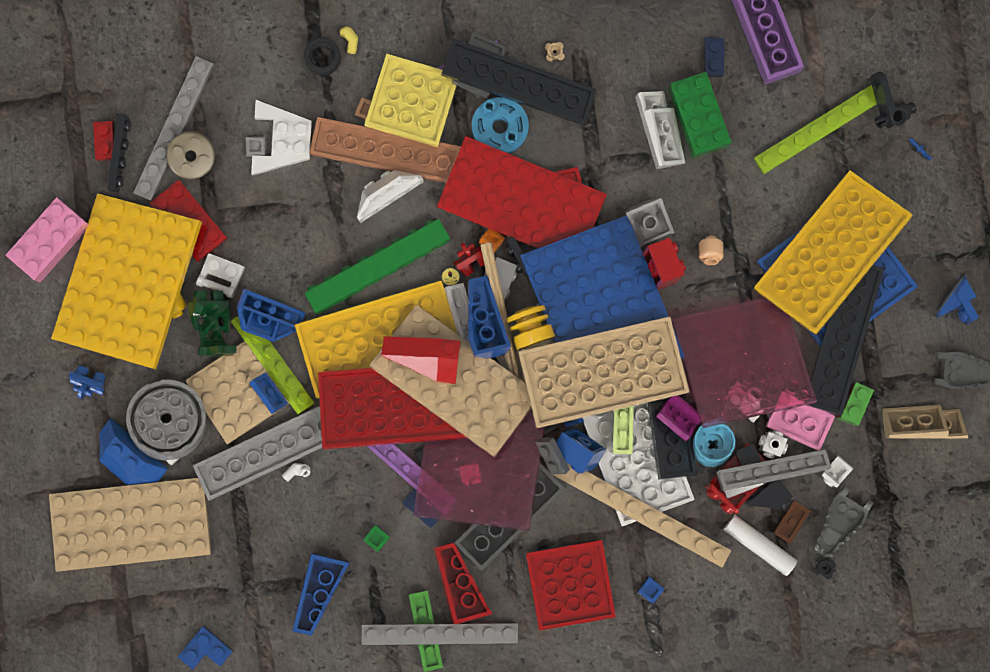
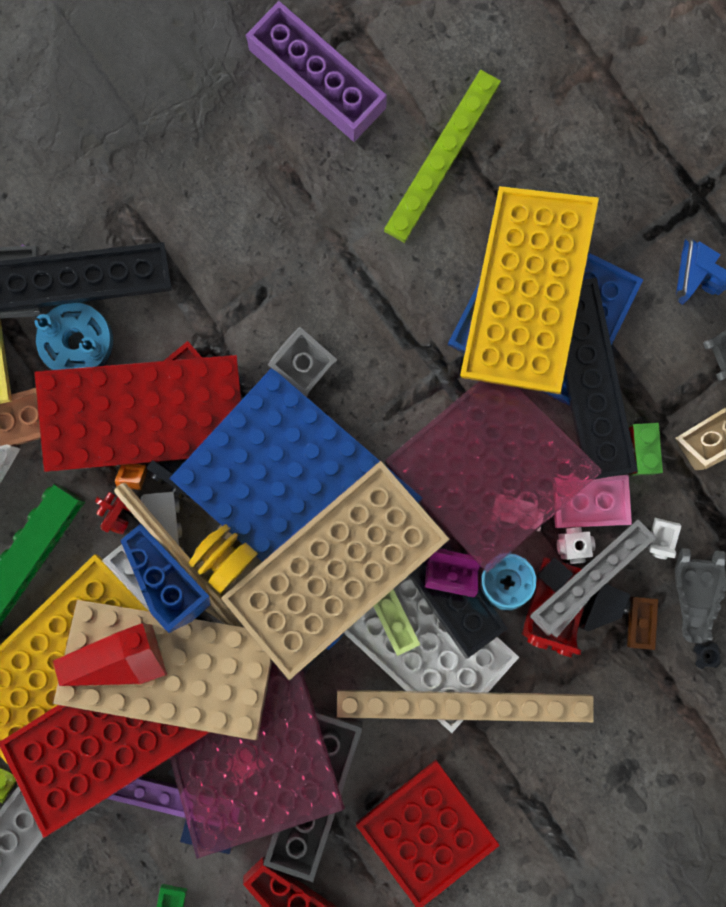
camera: 30 degrees left, 0 degrees up
(296, 469) = (34, 868): white arm -> none
(450, 276) = (105, 543): light yellow tile -> none
(552, 456) = (326, 700): dark grey plate -> none
(554, 56) = (90, 220): tan plate -> none
(580, 450) = (354, 674): blue brick -> none
(650, 590) = (523, 788): blue tile -> none
(660, 129) = (261, 250): white slope -> none
(664, 263) = (341, 401): red brick -> none
(699, 115) = (297, 211): green brick -> none
(711, 250) = (389, 358): light nougat head -> none
(714, 57) = (281, 139): dark blue plate -> none
(760, 545) = (622, 668): white brick -> none
(886, 104) = (508, 100): black piece -> none
(919, 148) = (563, 125): blue hand -> none

